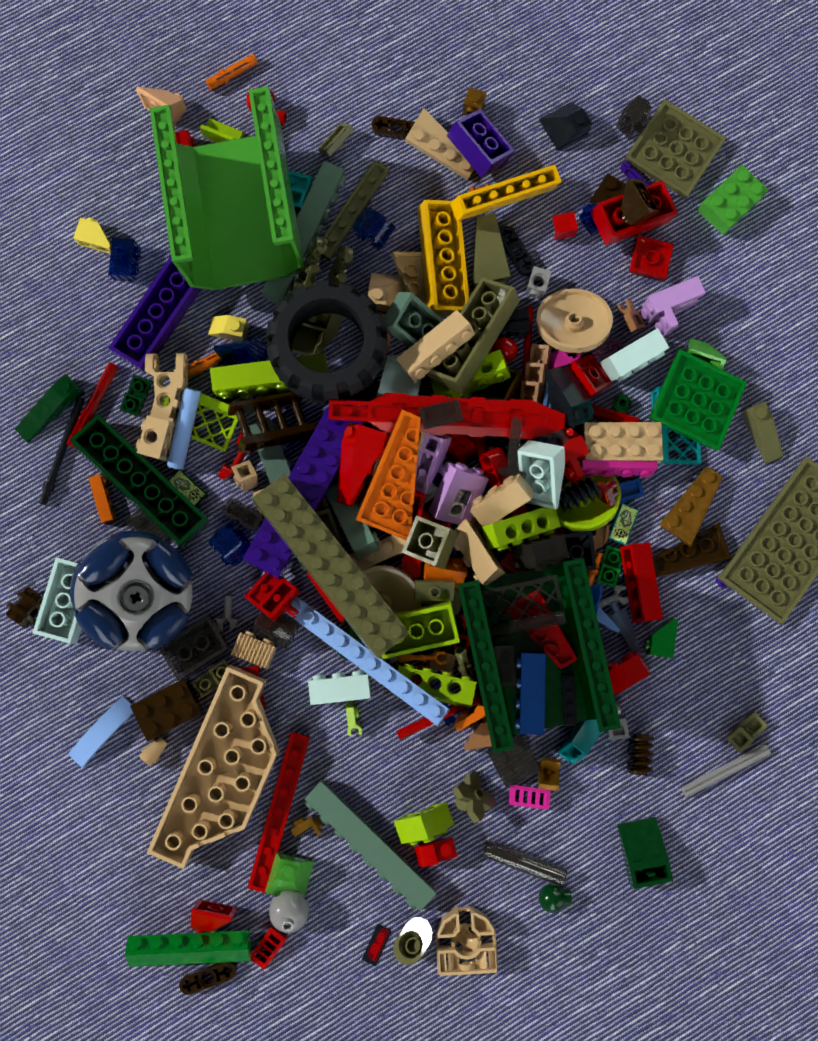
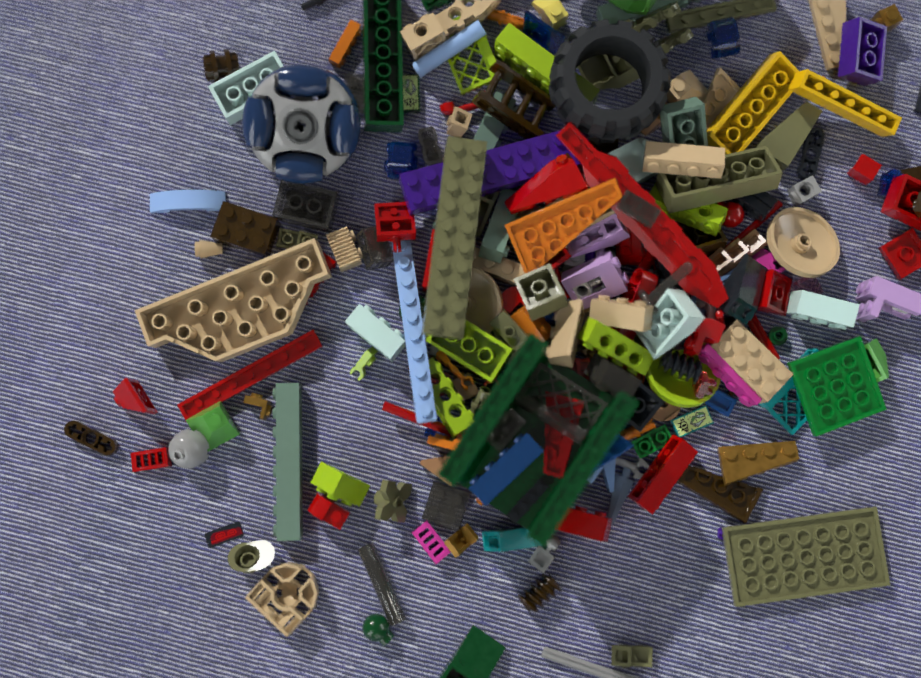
camera: 45 degrees right, 0 degrees up
(188, 948) = (97, 404): green brick -> none
(227, 615) = (350, 207): light grey bar -> none
(633, 318) = (848, 282): medium nougat plate -> none
(662, 640) = (635, 530): green slope -> none
(763, 431) = (862, 457): olive slope -> none

